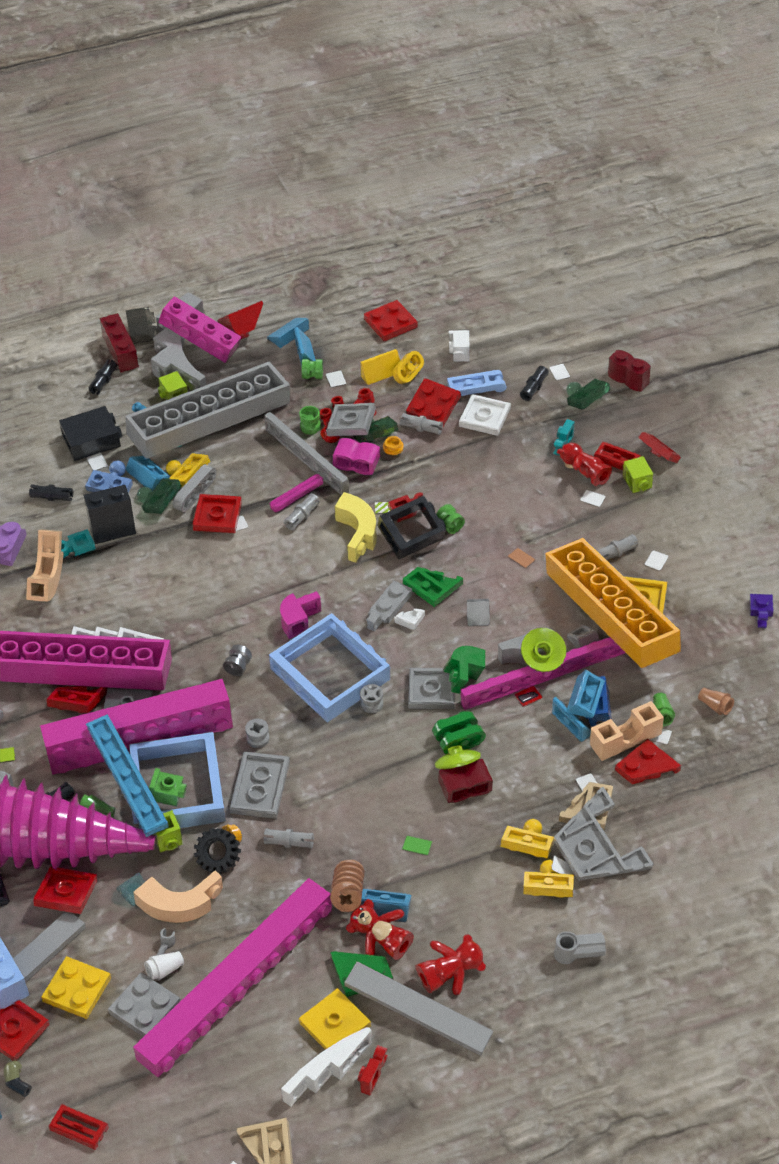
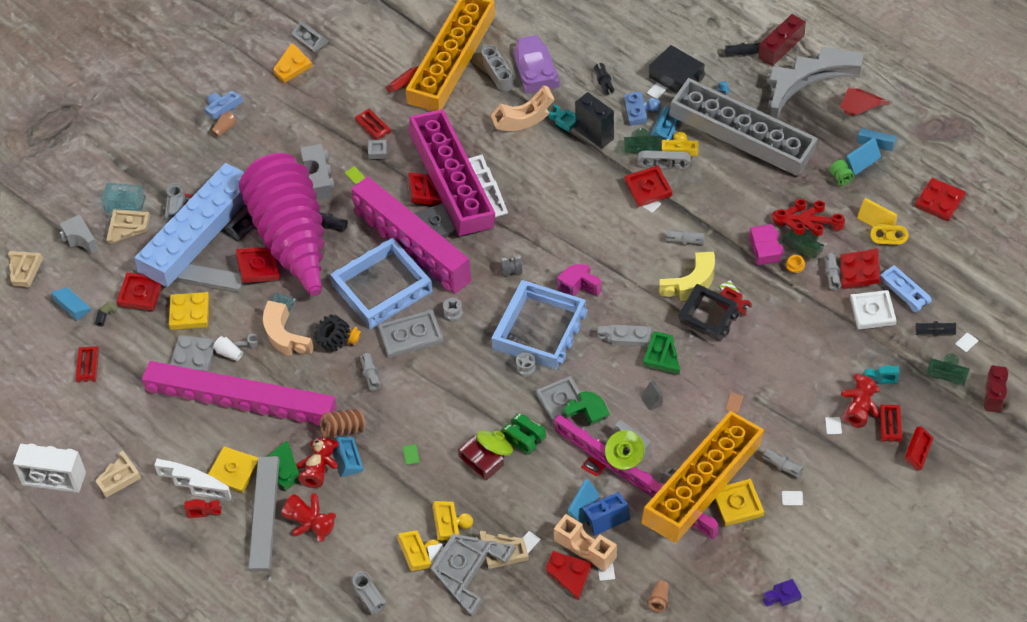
camera: 65 degrees right, 5 degrees up
(100, 806) = (335, 248): bright green cone -> none
(127, 775) = (352, 245): dark azure tile -> none
(140, 325) = (810, 42): clear smoke brick -> none
(167, 787) = (361, 275): bright green brick -> none
(171, 386) = (757, 96): lime brick -> none
(171, 836) = (332, 295): lime brick -> none
(199, 329) = (823, 79): dark pink brick -> none
(296, 493) = (703, 225): dark pink axle -> none
(306, 454) = (745, 212): light grey tile -> none
(309, 420) = (783, 196): bright green wheel -> none
(336, 378) = (848, 194): white sticker -> none
(351, 419) = (795, 221): light grey tile -> none
(410, 619) = (622, 355): white tile -> none
(452, 519) = (737, 336): bright green wheel -> none
(459, 345) = (940, 258): white brick -> none
(585, 695) = (599, 498): dark azure slope -> none
(637, 474) = (875, 444): lime brick -> none
(663, 705) = (626, 561): bright green cone -> none

